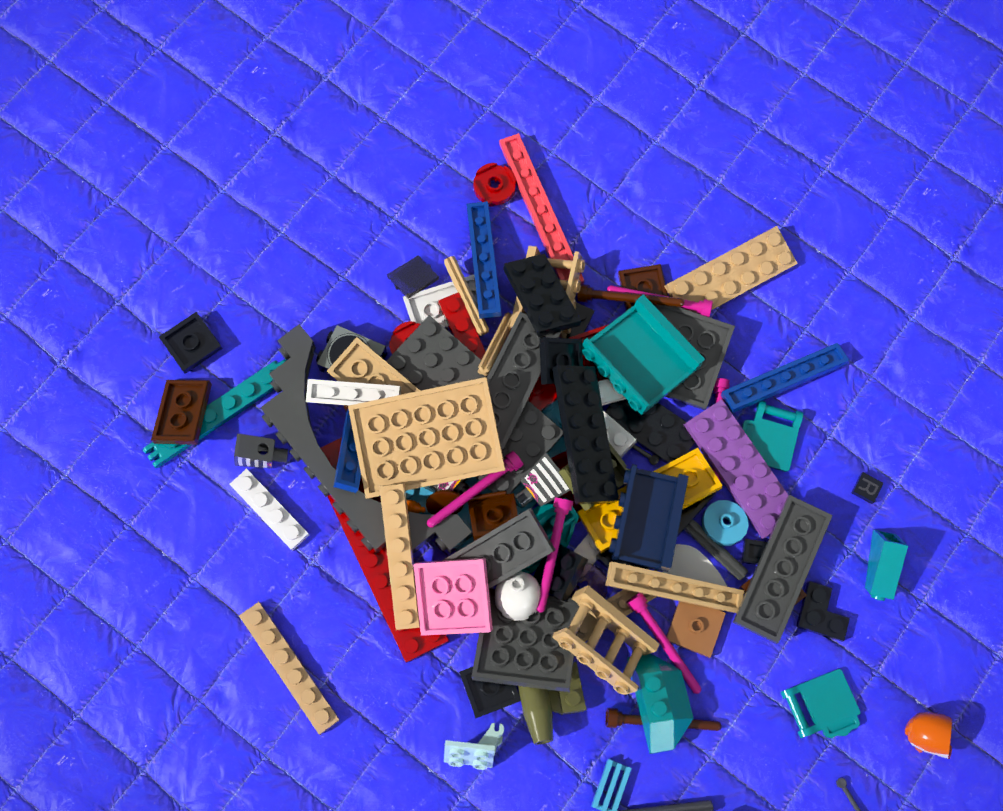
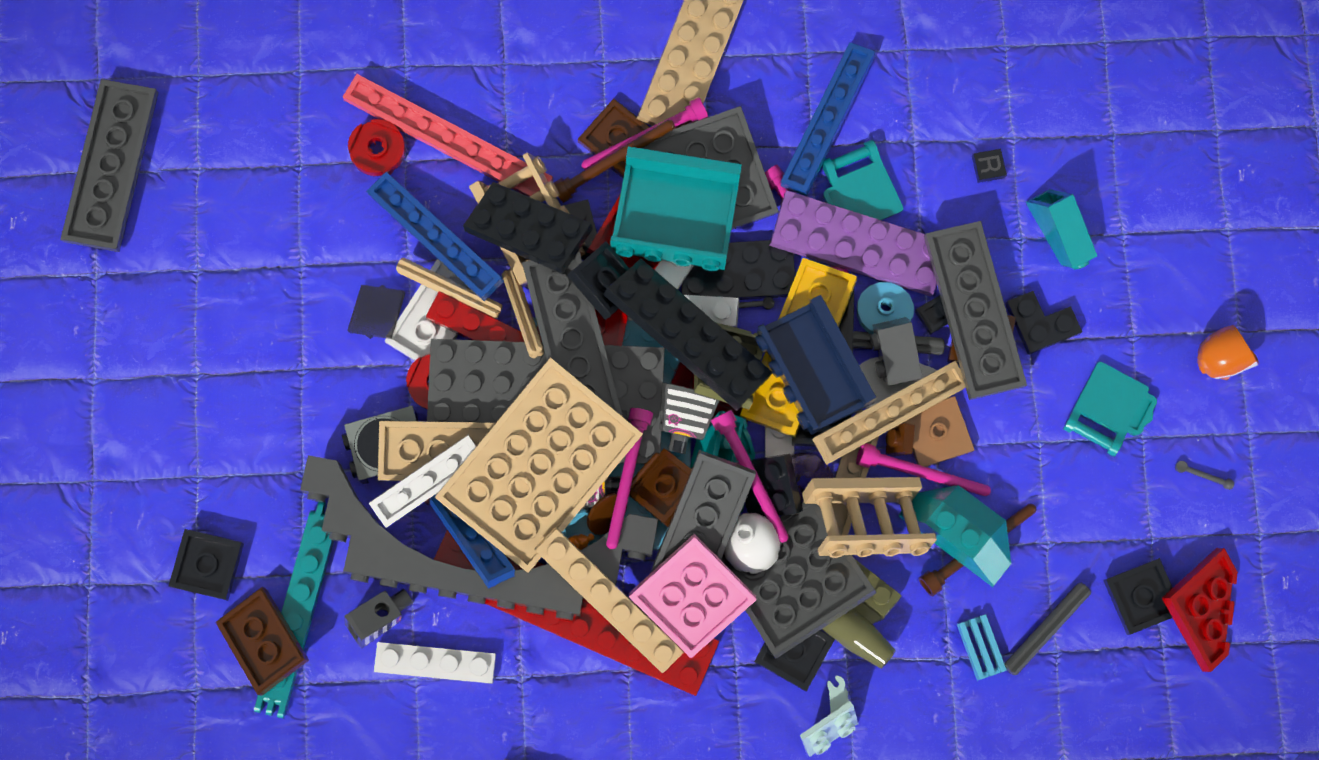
camera: 40 degrees left, 5 degrees up
(334, 78) = (109, 165): none -> dark grey plate
(667, 610) = (900, 440): none -> reddish brown plate
(710, 553) = (896, 351): none -> dark grey brick

